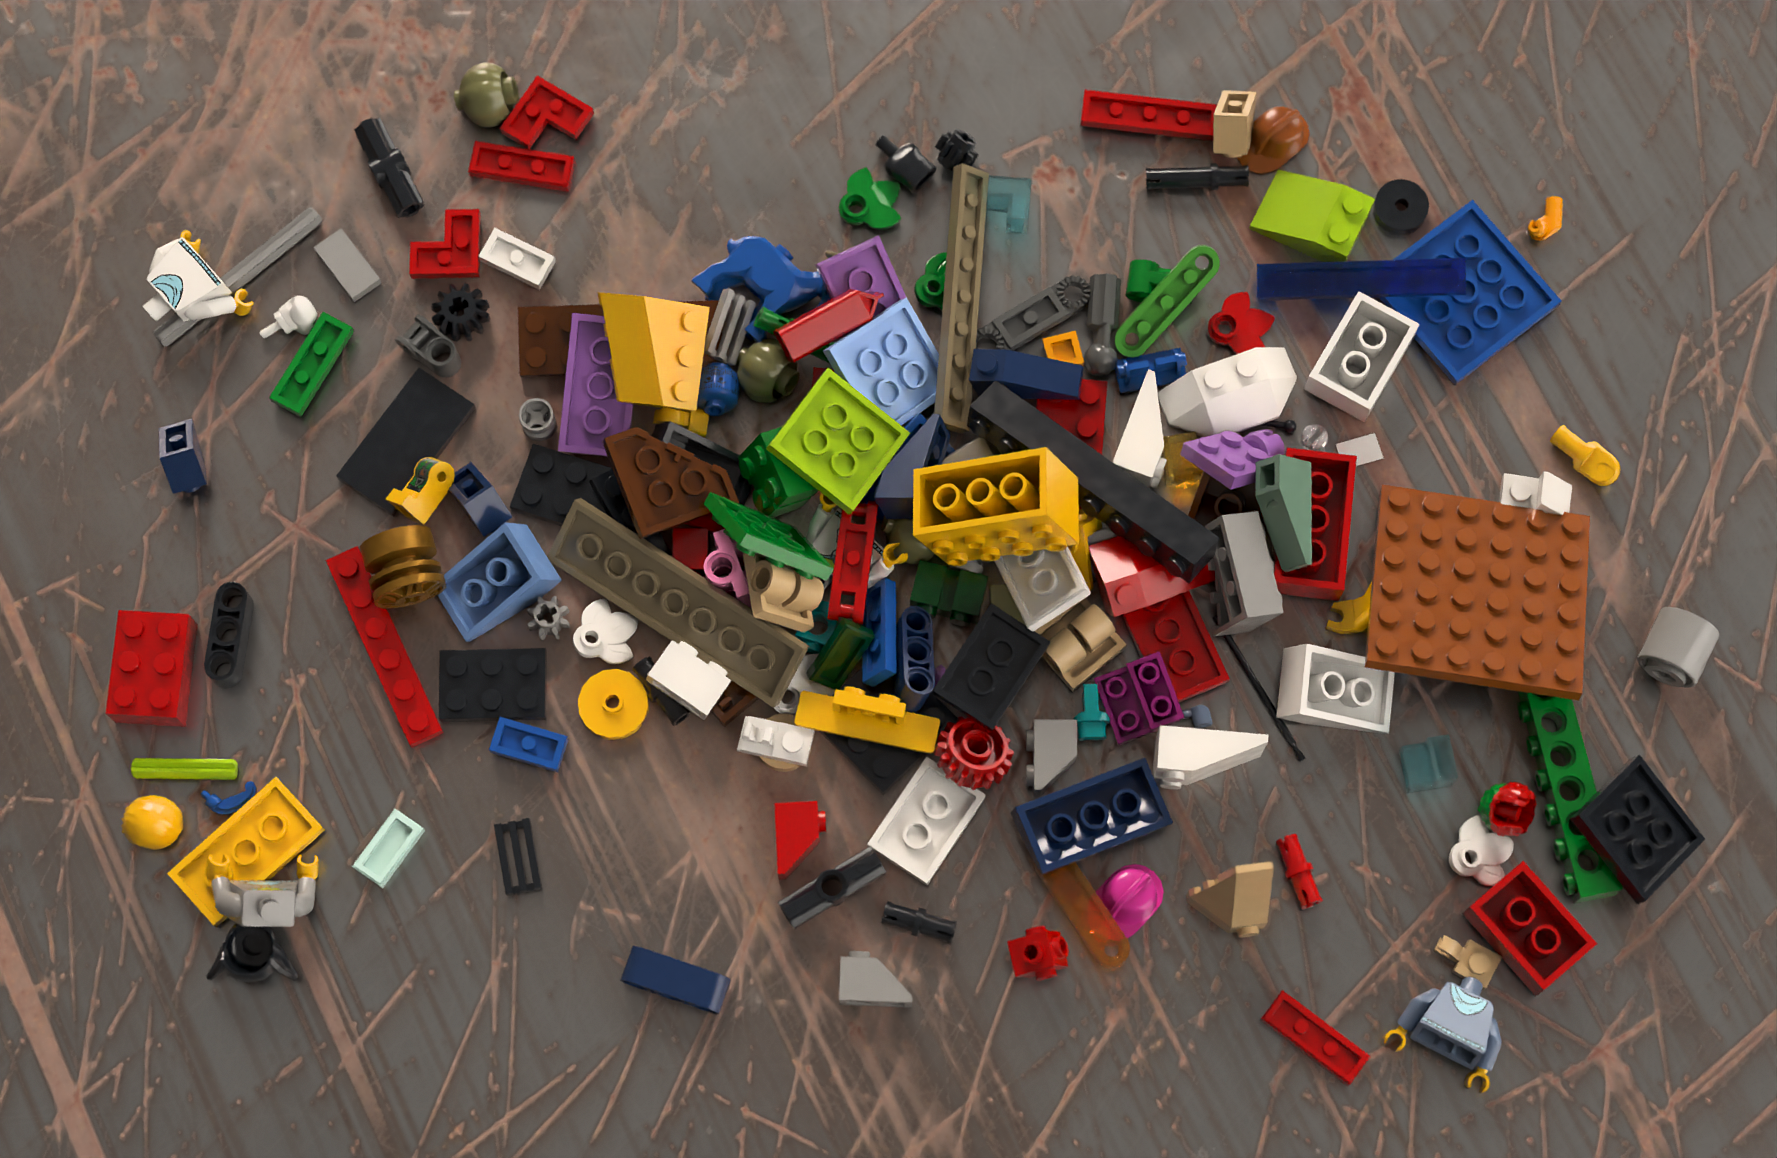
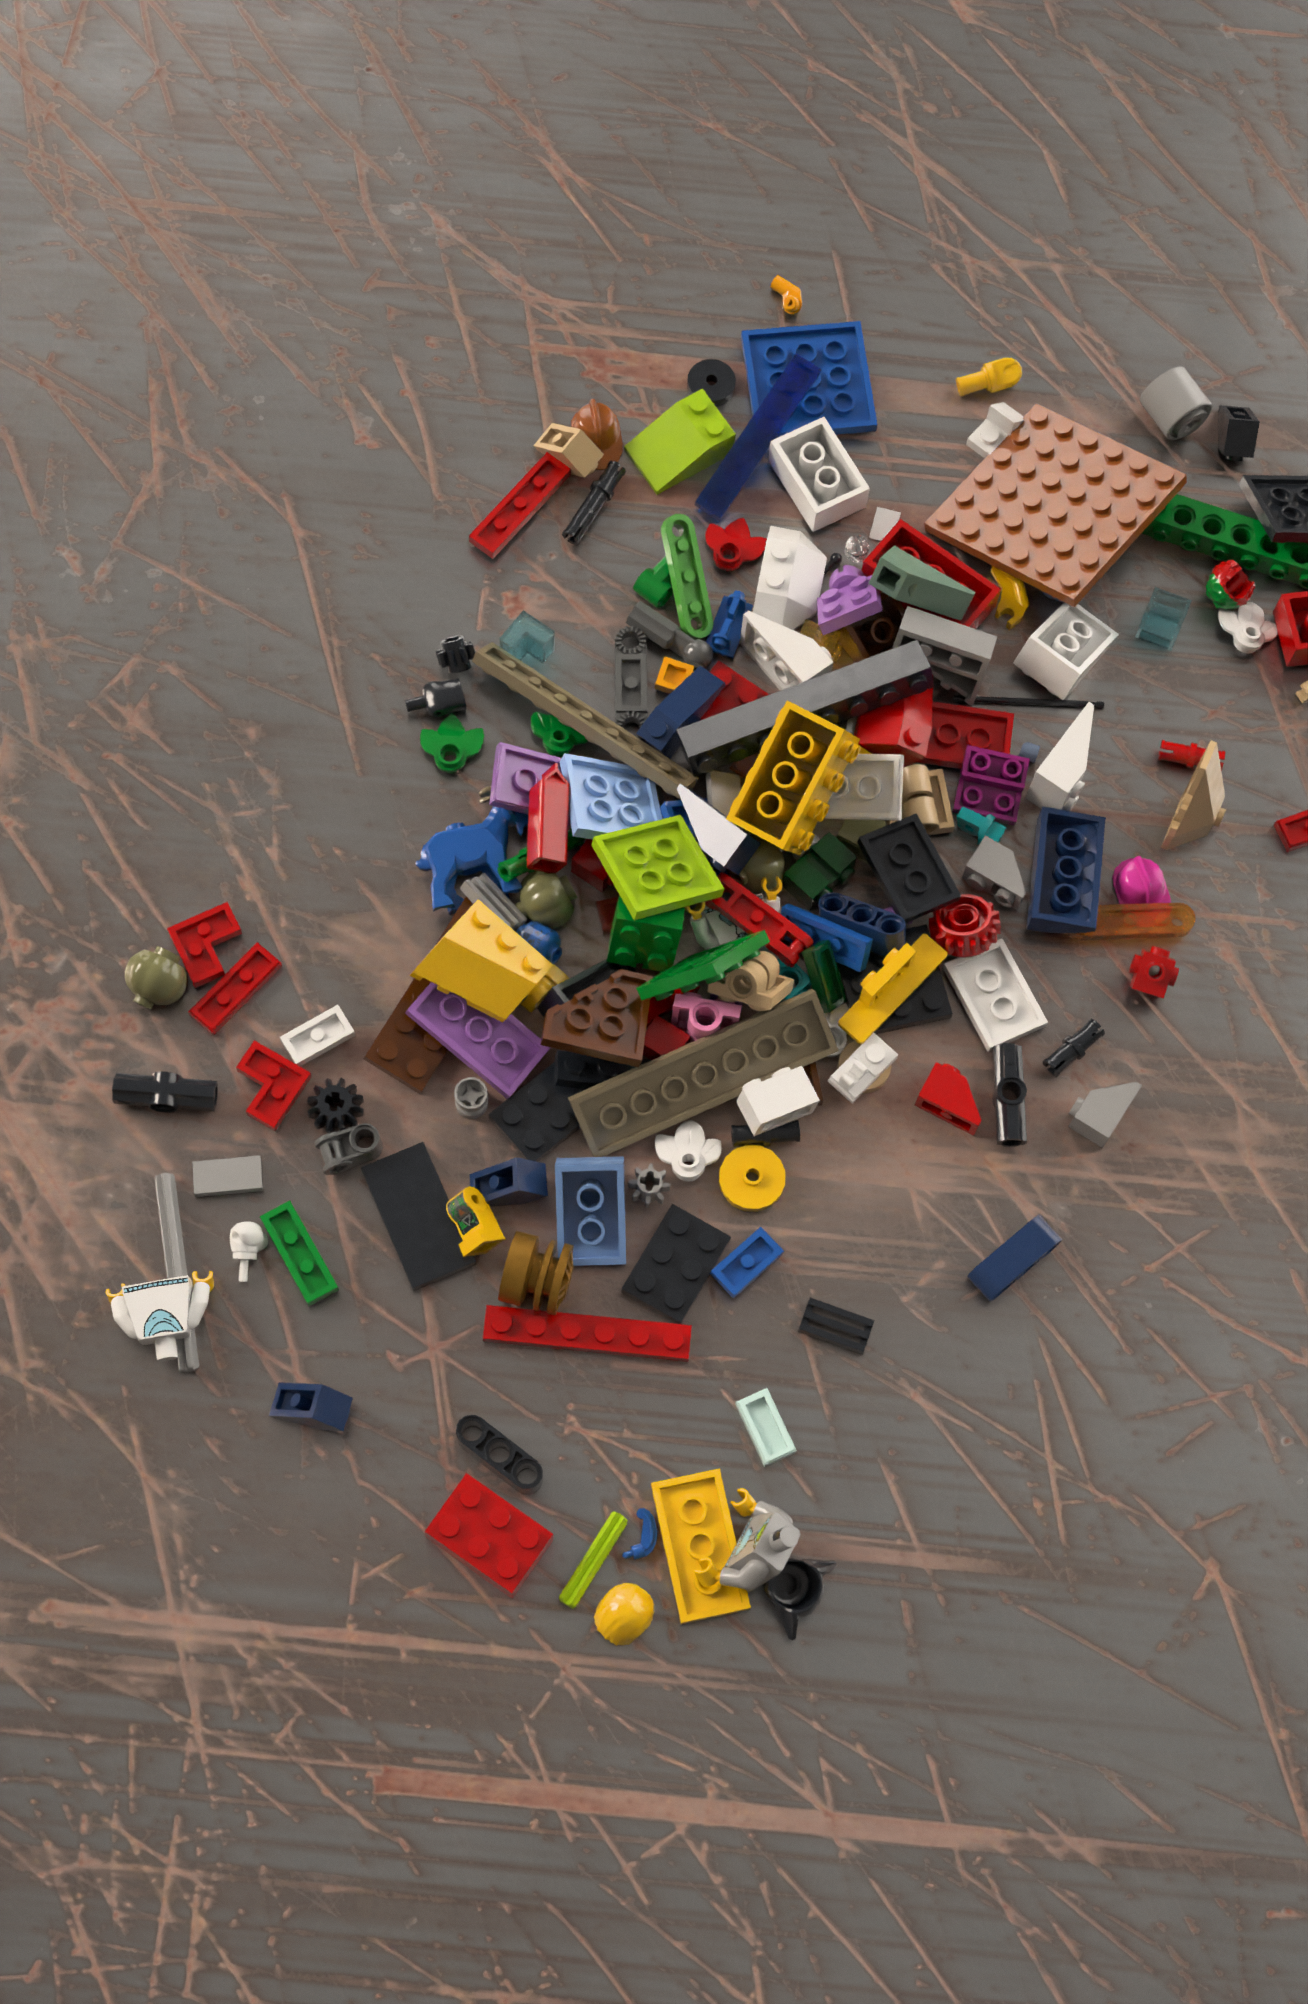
camera: 65 degrees left, 5 degrees down
(1694, 724) = (1237, 432): none -> black slope

